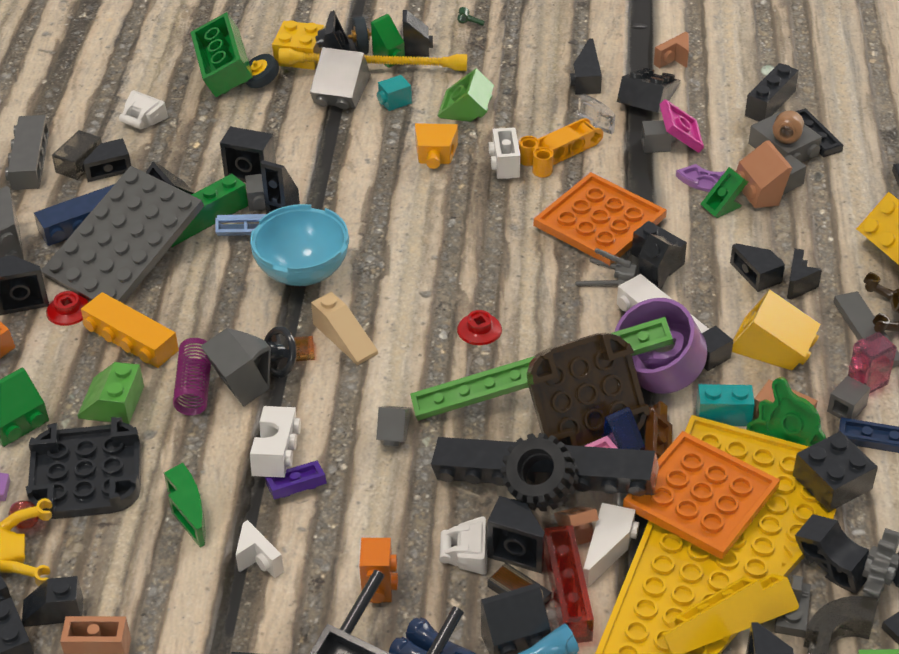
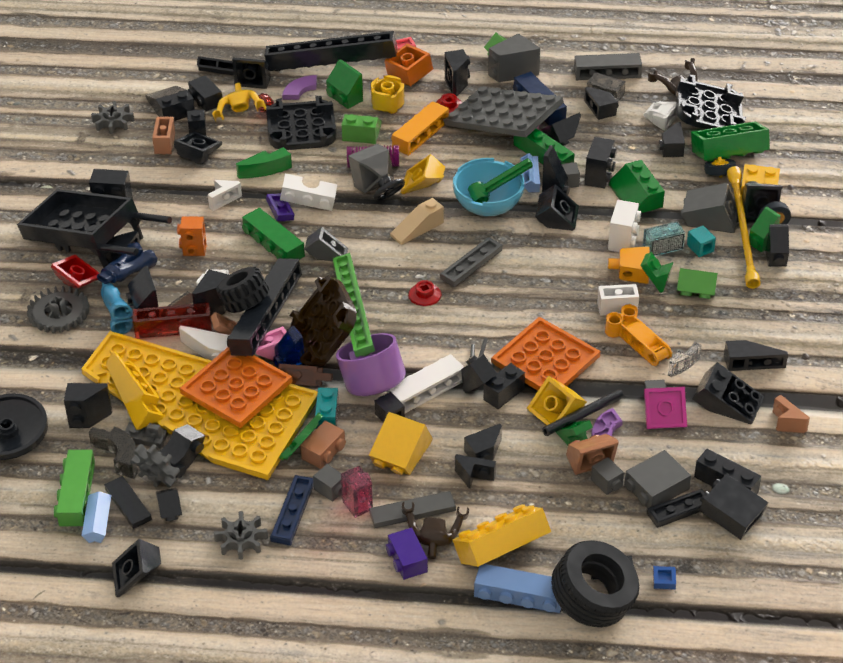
camera: 90 degrees right, 0 degrees up
(45, 360) = (387, 94): none -> yellow brick
(83, 95) = (673, 83): none -> dark brown piece
(130, 593) = (196, 147): none -> black slope
(141, 70) = (708, 105): none -> black tile
(200, 104) = (672, 141): none -> black slope
(246, 317) = (423, 174): none -> yellow slope
(296, 133) = (638, 185): none -> green slope
(297, 255) = (480, 192): none -> green axle
(304, 348) = (404, 207): clear orange tile -> none
(335, 199) = (556, 209): none -> black slope
(365, 483) = (272, 235): none -> green brick
(377, 141) = (624, 226): none -> white brick
(392, 118) = (664, 238): none -> brick
(425, 279) = (471, 262): none -> dark grey plate
(462, 114) = (658, 274): none -> green slope
(464, 16) = (829, 283): dark green hand -> none
(686, 207) = (554, 401): none -> yellow slope
(692, 189) = (582, 412): none -> black piece
(788, 127) = (650, 464): medium nougat head -> none
(815, 90) = (732, 506): none -> black brick
(835, 471) = (244, 452): black brick -> none

